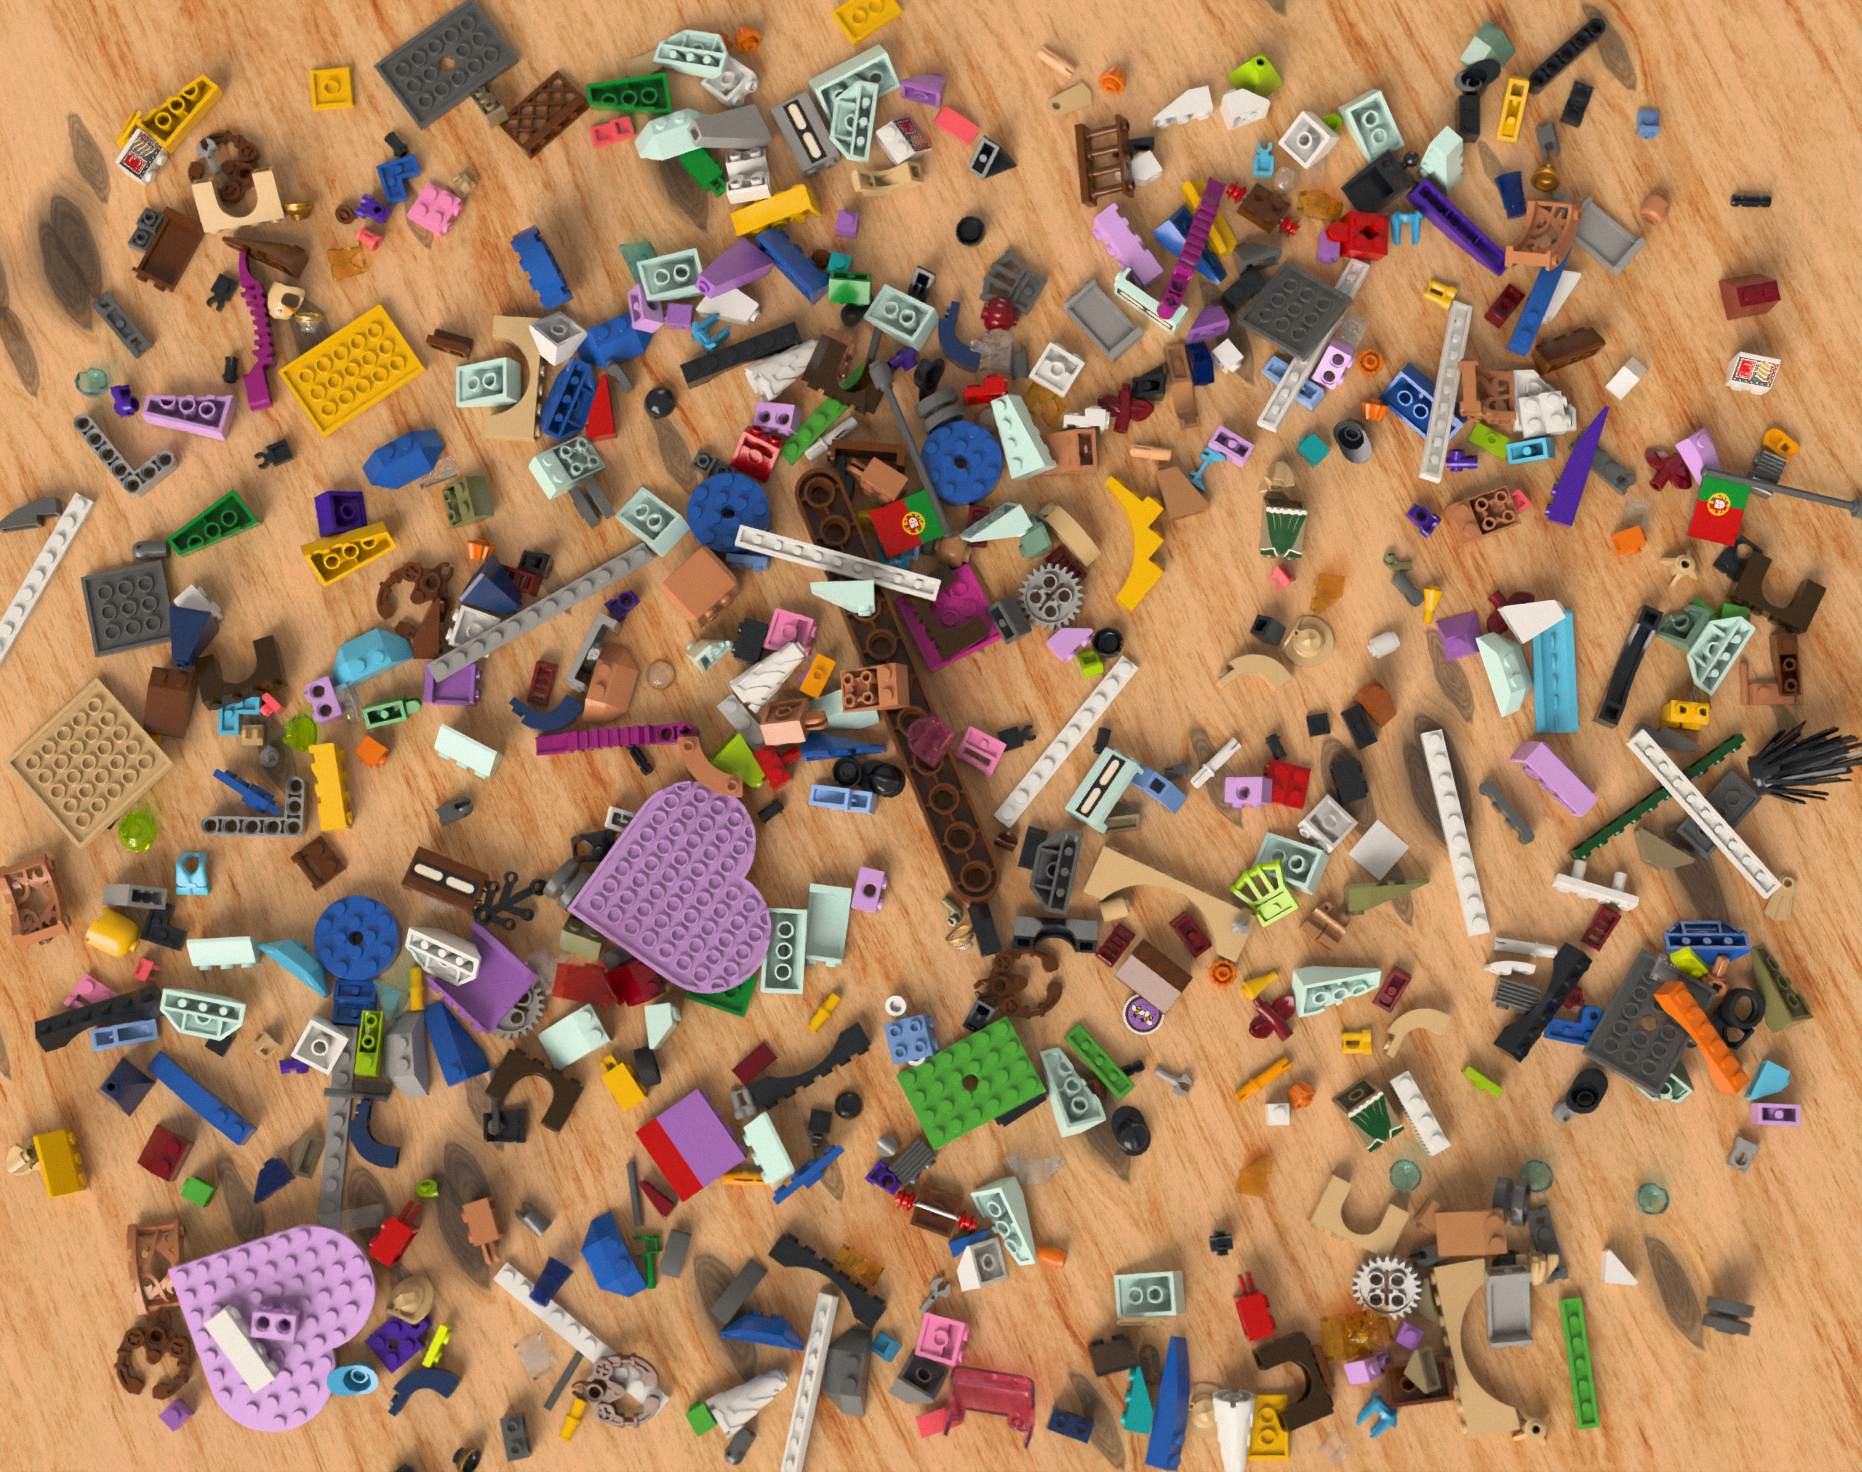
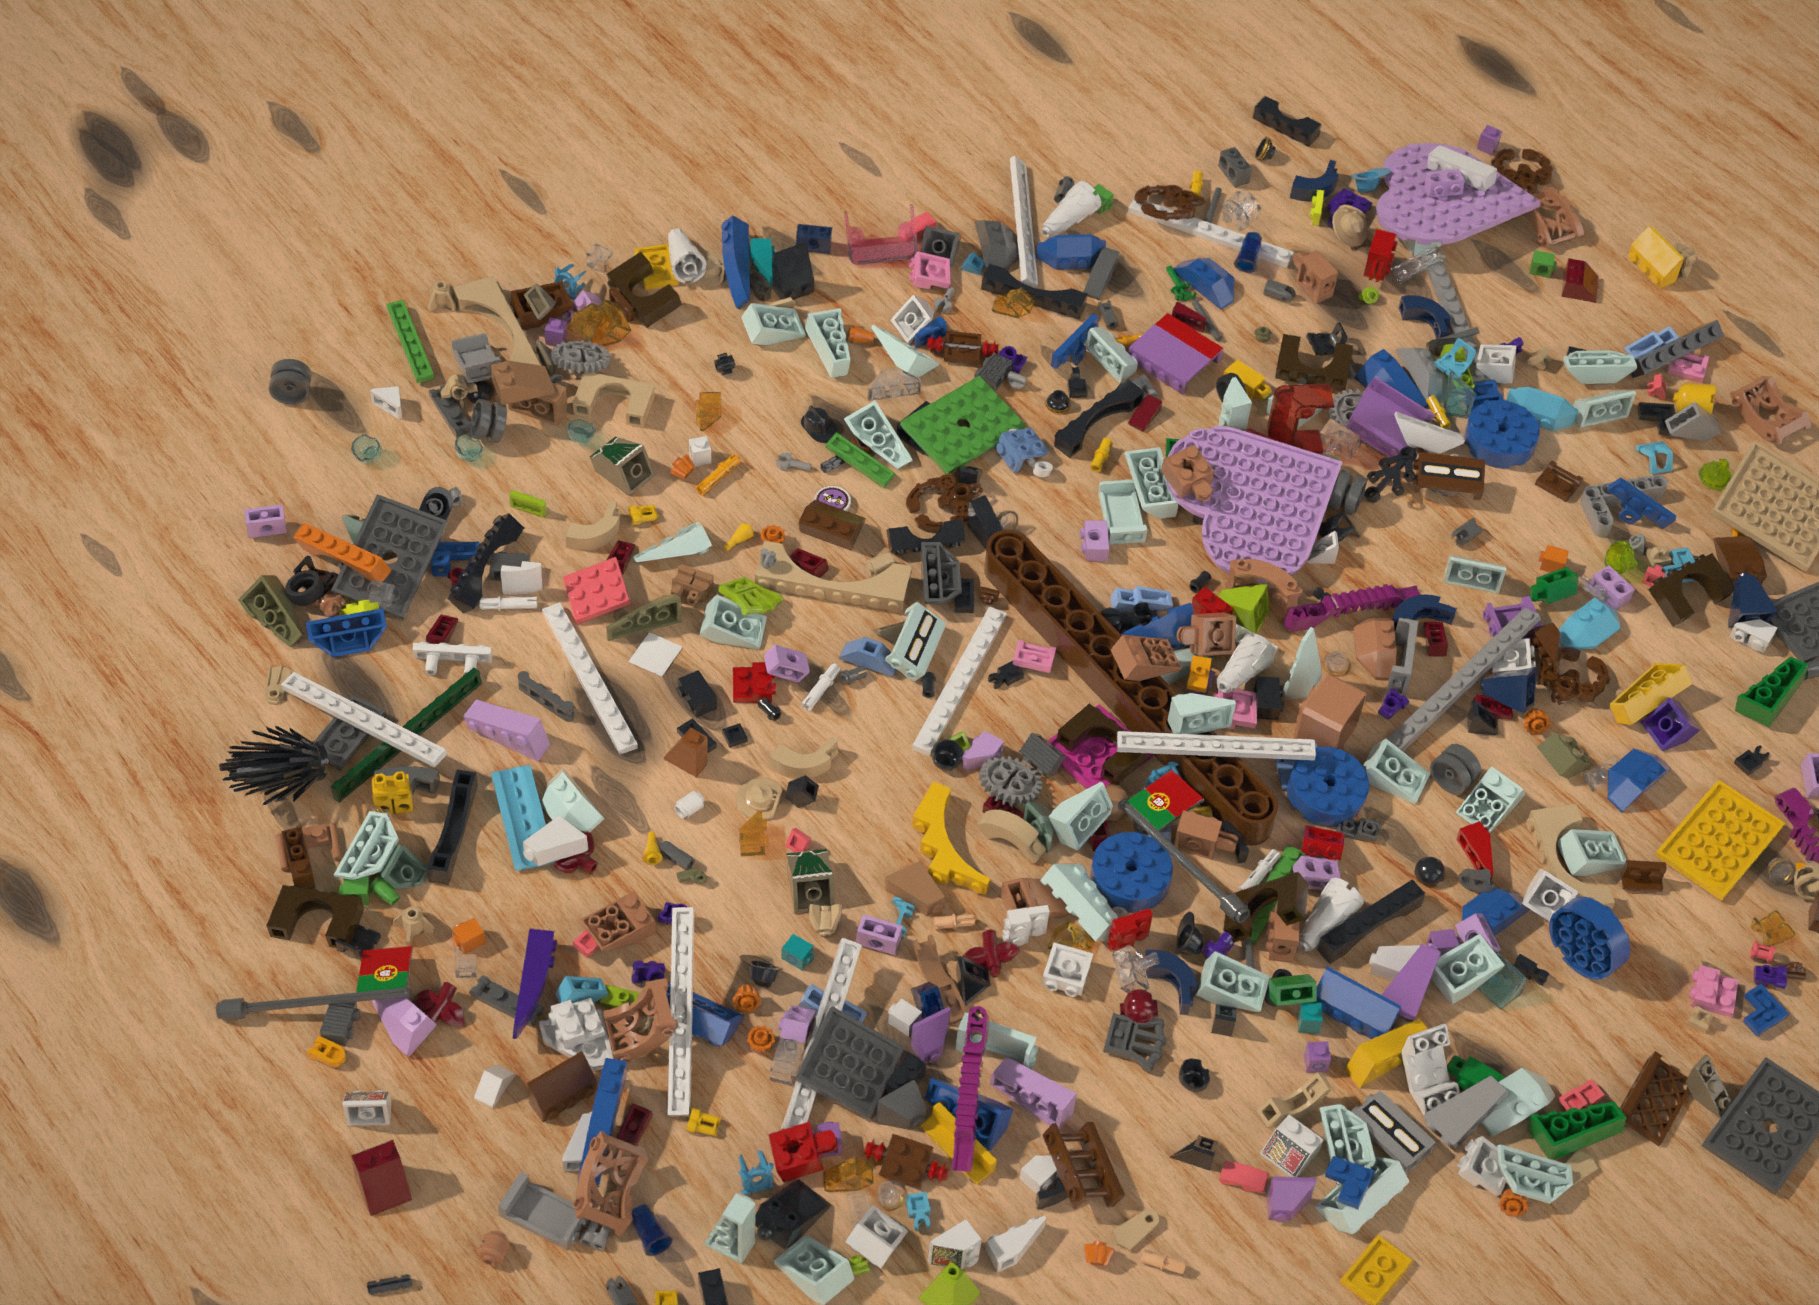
camera: 160 degrees right, 30 degrees down
(126, 1086) = (1634, 311): dark blue slope -> none
(202, 1099) = (1568, 316): blue slope -> none
(271, 1179) = (1489, 280): clear blue slope -> none
(305, 1155) = (1472, 299): dark tan slope -> none
(331, 787) = (1576, 528): yellow wedge -> none
(383, 1038) = (1447, 362): none -> medium azure piece
(400, 149) = (1779, 1040): black pin -> none
(569, 400) = (1513, 846): blue wedge -> none
(575, 1162) = (1262, 334): none -> olive plate
(593, 655) = (1400, 655): clear smoke beam -> none
(609, 272) = (1530, 970): none -> black plate
(674, 1253) = (1160, 288): dark grey slope -> none
(700, 334) = (1403, 923): dark azure piece -> none
(747, 39) = (1487, 1211): orange piece -> none
(747, 923) = (1183, 479): none -> nougat brick
(749, 1223) = (1108, 314): none -> dark grey bar
(821, 258) = (1330, 1026): reddish brown plate -> none
(863, 79) = (1355, 1180): none -> blue plate
(868, 450) = (1223, 859): reddish brown panel -> none
(930, 739) = (1083, 629): clear pink slope -> none
(939, 409) = (1167, 904): dark grey wheel -> none
(1020, 364) = (1104, 969): dark grey piece -> none
(1091, 1254) = (829, 340): none -> light aqua wedge
(1102, 321) = (1025, 1016): light grey panel -> none
(1110, 963) = (875, 531): dark red slope -> none
(1253, 1310) = (686, 321): red brick -> none
(1273, 1017) = (720, 516): dark red plant -> none
(1327, 824) = (708, 656): white plate -> none
(1418, 1113) = (579, 472): white brick -> none
(1428, 940) = (596, 590): none -> coral plate
(1456, 226) = (697, 1183): dark purple slope -> none
(1459, 636) = (619, 826): medium lavender slope -> none
(1545, 178) = (616, 1256): pearl gold piece -> none
(1659, 852) = (395, 691): dark tan slope -> none
(1748, 1148) = (289, 502): light grey piece -> none
(1767, 1080) = (274, 546): medium azure slope -> none

